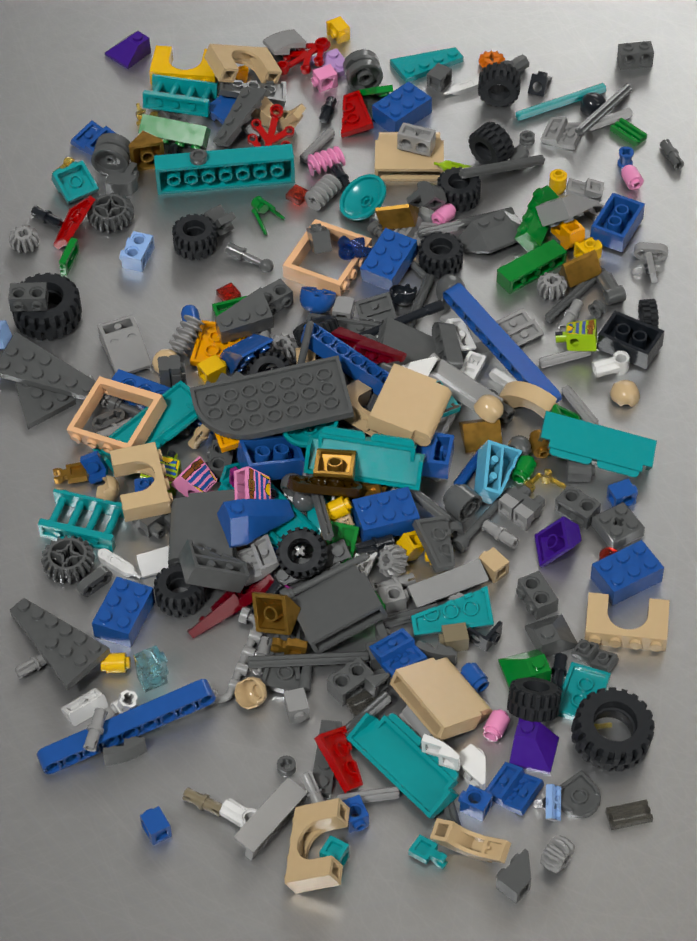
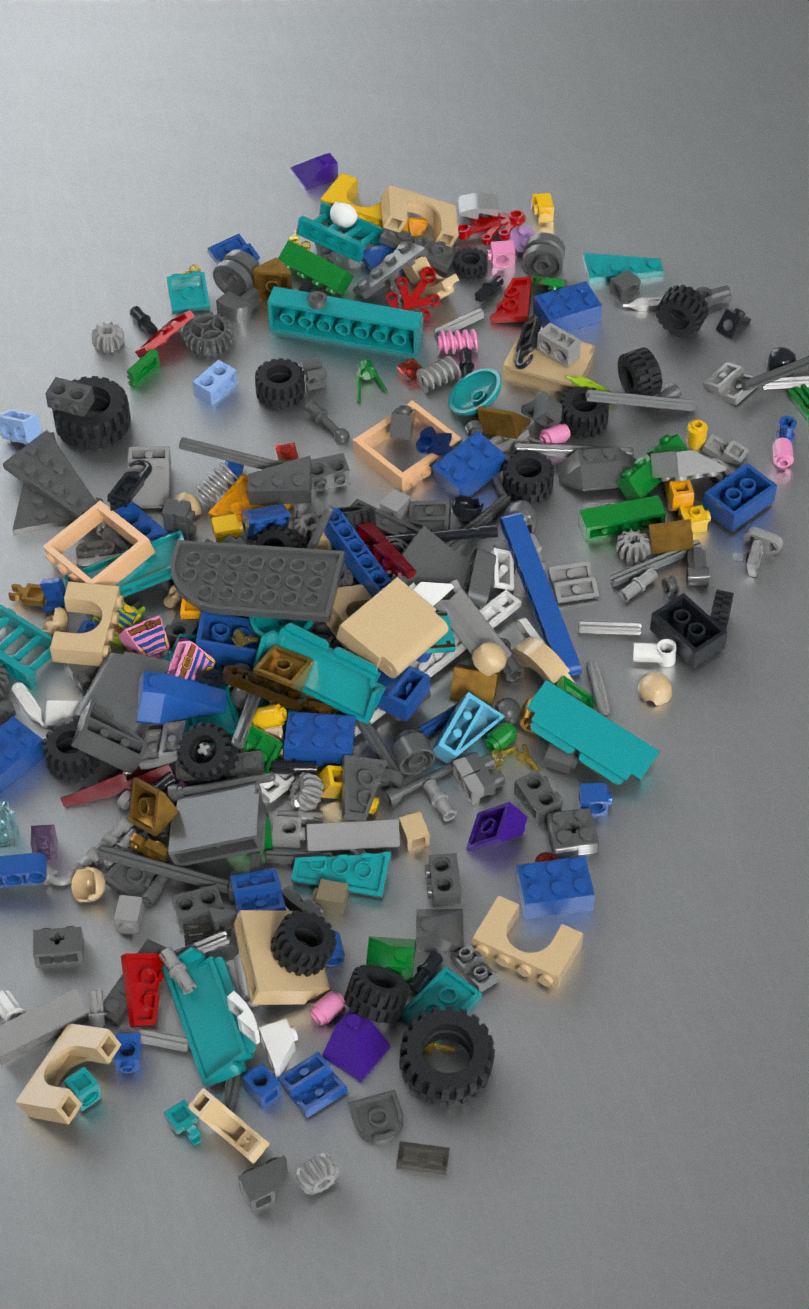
camera: 20 degrees right, 0 degrees up
(117, 356) = (128, 485): none -> black plate
(179, 79) = (343, 214): none -> white hair
(186, 307) = (226, 454): none -> dark grey axle
(194, 668) = (44, 840): none -> clear purple brick
(251, 750) = (58, 946): none -> dark grey brick
(276, 491) = (211, 677): none -> black axle
(285, 453) = (241, 640): none -> clear yellow hand
(286, 760) = (81, 973): dark grey bush -> none
(302, 86) = (467, 270): none -> black tyre
(317, 300) = (370, 487): blue cylinder -> none
(363, 735) = (177, 970): none -> light grey pin
(388, 143) = (527, 341): none -> black plate
(459, 678) = (295, 955): none -> black tyre
(485, 58) = (687, 279): orange gear -> none
(488, 640) = (369, 911): black bracket -> none
(527, 138) = (689, 378): dark grey bush -> none
(551, 802) = (342, 1114): light blue piece -> none
(558, 102) = (744, 348): teal axle -> none
(579, 336) = (633, 609): lime torso -> none

